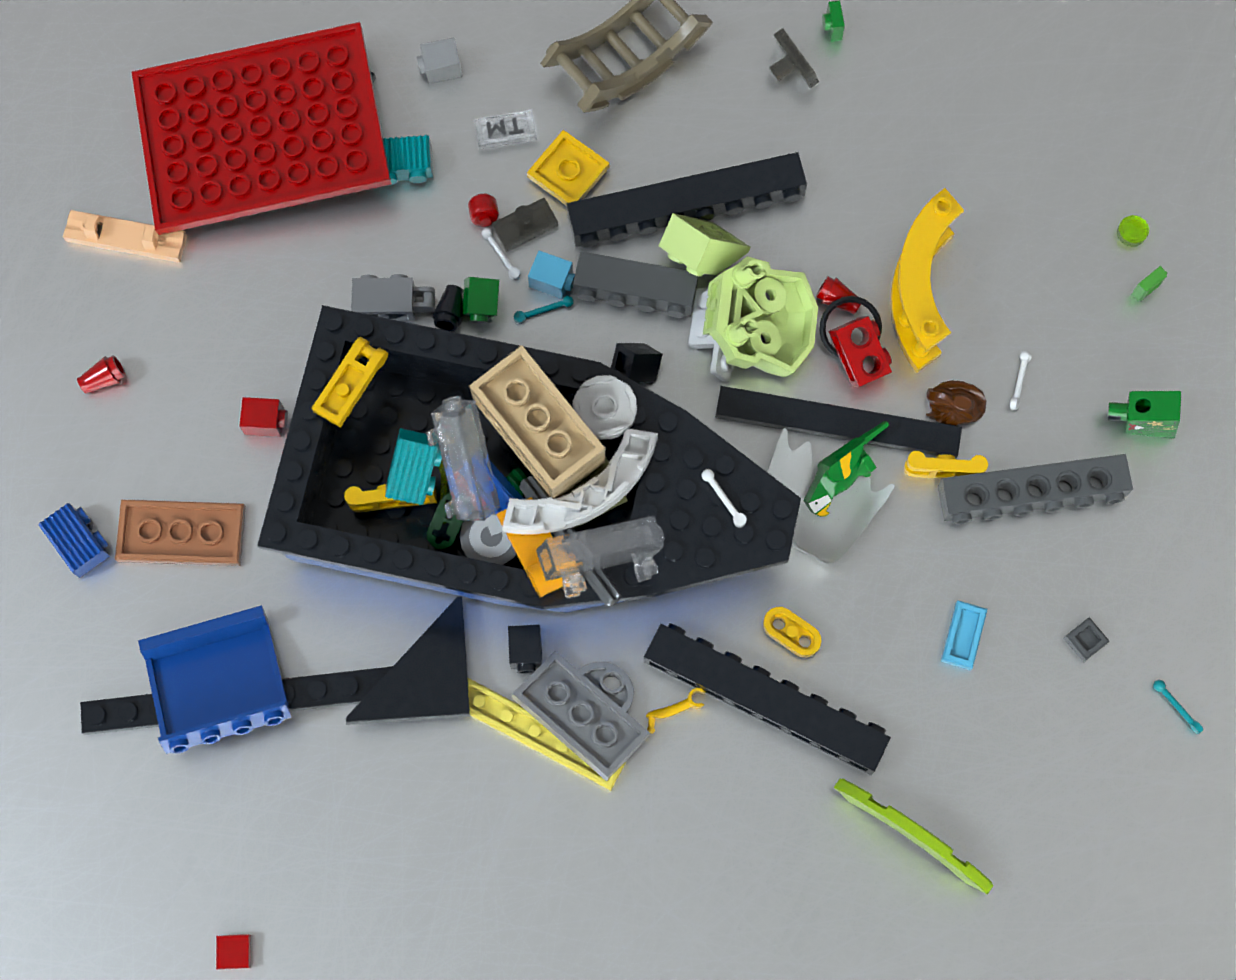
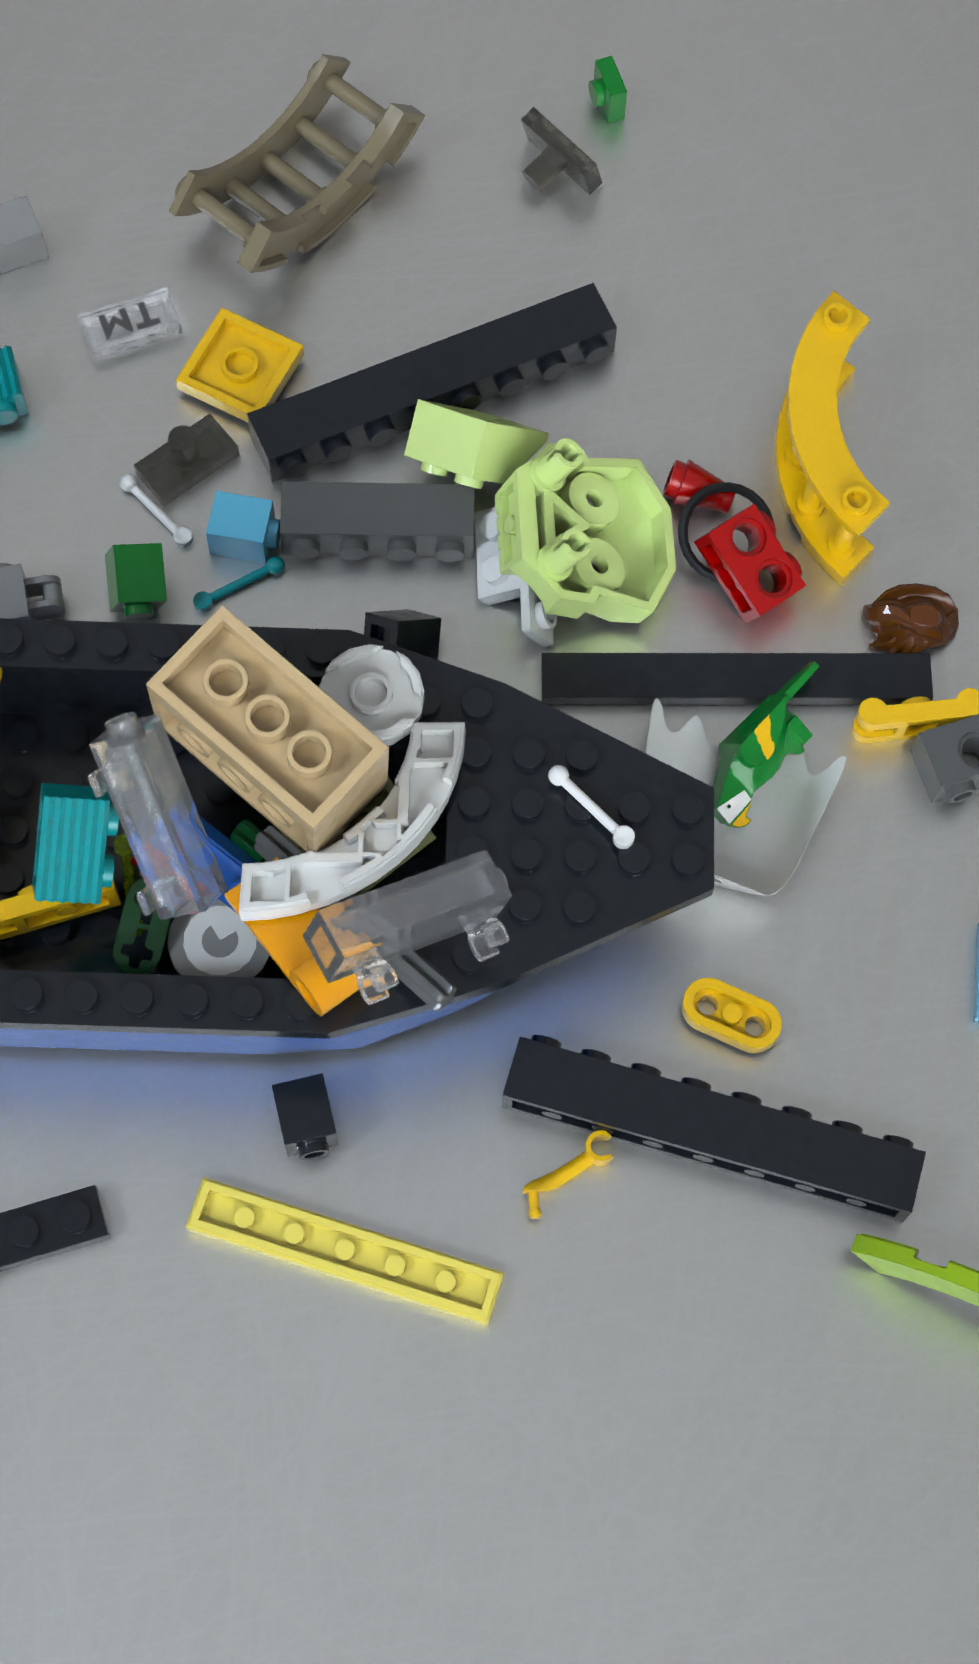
camera: 15 degrees left, 5 degrees down
(426, 680) = (151, 1197): black tile -> none
(449, 309) = (89, 597): black cone -> none
(483, 210) = (116, 447): red piece -> none
(584, 711) = (422, 1202): light grey plate -> none

